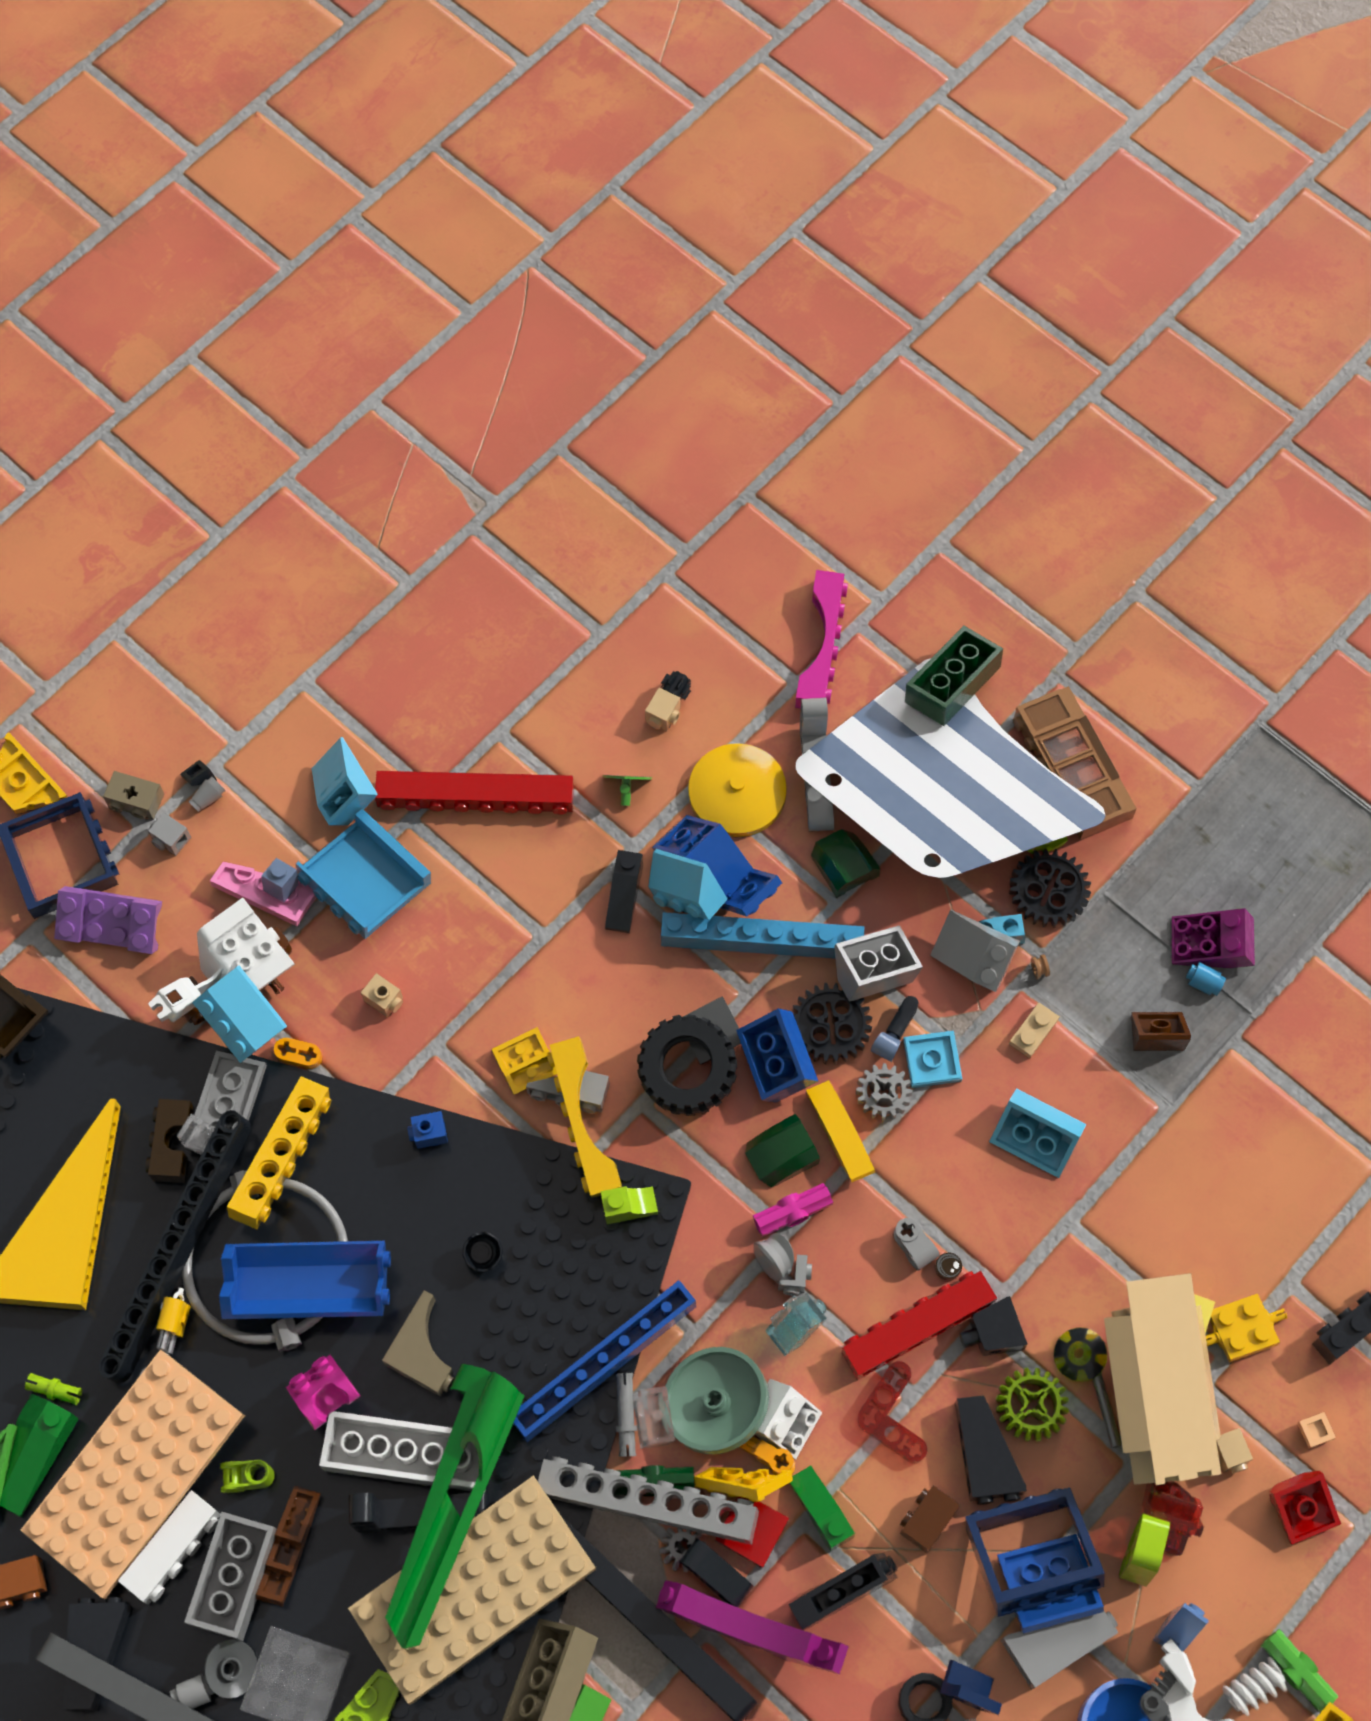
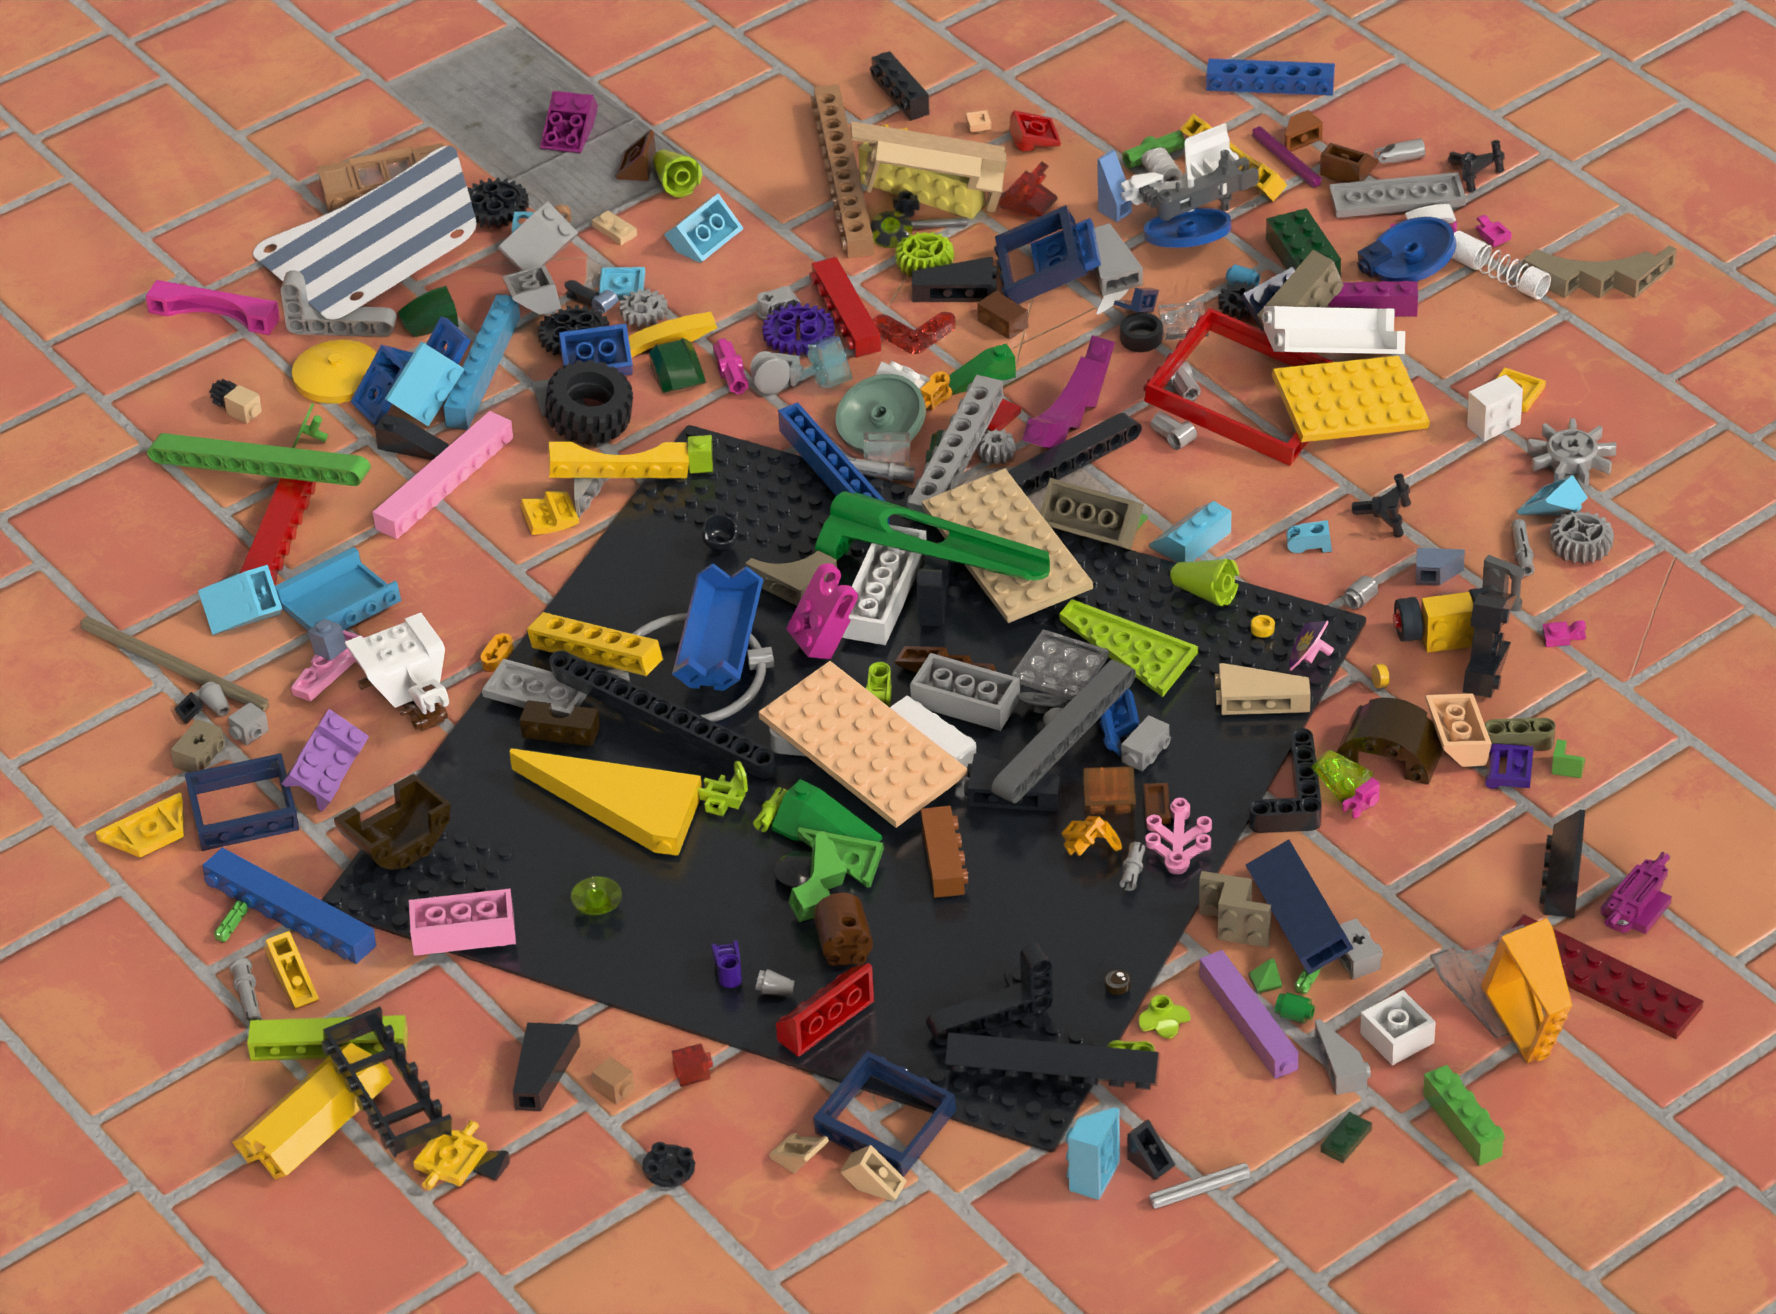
camera: 80 degrees left, 25 degrees down
(78, 1334) = (736, 791): none -> lime piece
(172, 1321) = (732, 717): yellow piece -> none
(195, 1134) = (561, 695): clear panel -> none
(239, 1014) = (457, 652): medium azure slope -> none
(260, 744) = (171, 662): none -> dark tan axle
(382, 995) = (460, 592): tan brick -> none
(427, 1130) = (599, 561): blue brick -> none
(551, 748) = (259, 459): none -> bright green beam
(570, 938) = (442, 475): none -> bright pink brick
(716, 1573) = (1013, 420): black beam -> none
(735, 1483) = (953, 393): yellow wing -> none
(844, 1590) = (1046, 356): black slope -> none
(874, 1300) = (781, 328): none -> dark purple gear
(948, 1266) = (802, 290): dark brown tile -> none
(953, 675) = (283, 224): dark green brick -> none
(994, 1651) = (1108, 300): none -> white sticker
(995, 1329) = (860, 265): black torso -> none
(1136, 1078) = (677, 172): none -> lime cone
(1145, 1550) = (1051, 189): lime beam -> none
(1205, 979) = (601, 131): dark azure brick -> none
(1322, 1240) = (843, 171): none -> medium nougat brick

